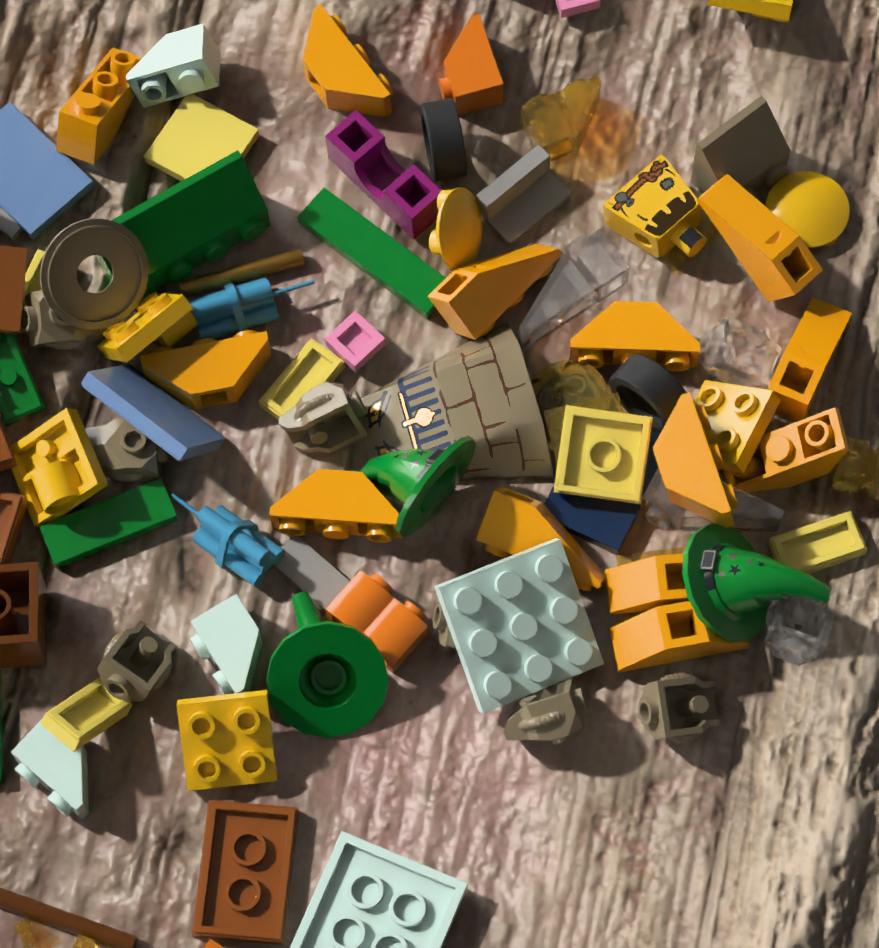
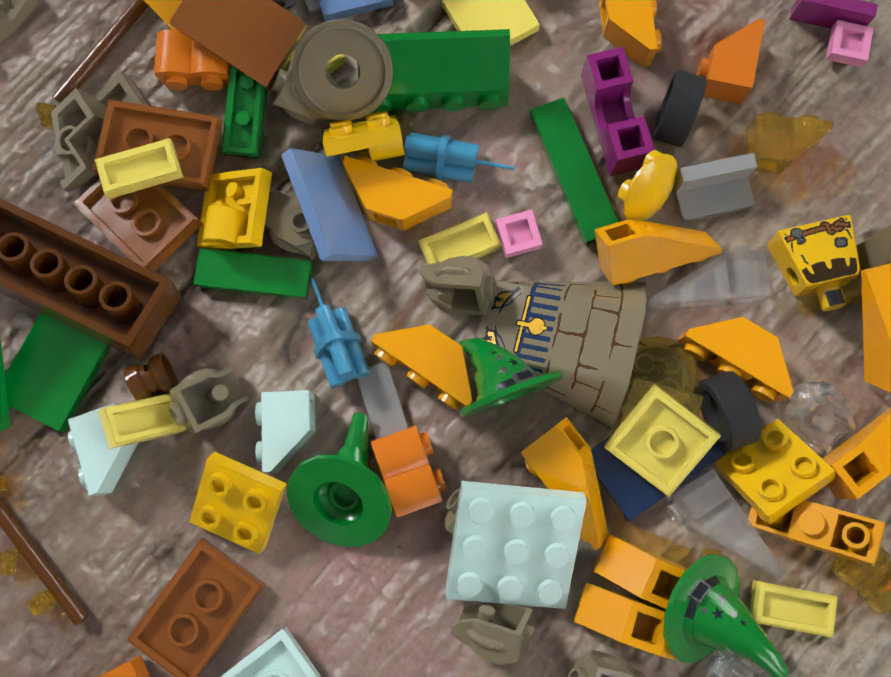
camera: 30 degrees right, 10 degrees up
(66, 674) = (150, 377): none -> reddish brown wheel
(242, 272) = (464, 131): pearl gold bar -> none
(692, 466) = (731, 498): light orange slope -> none

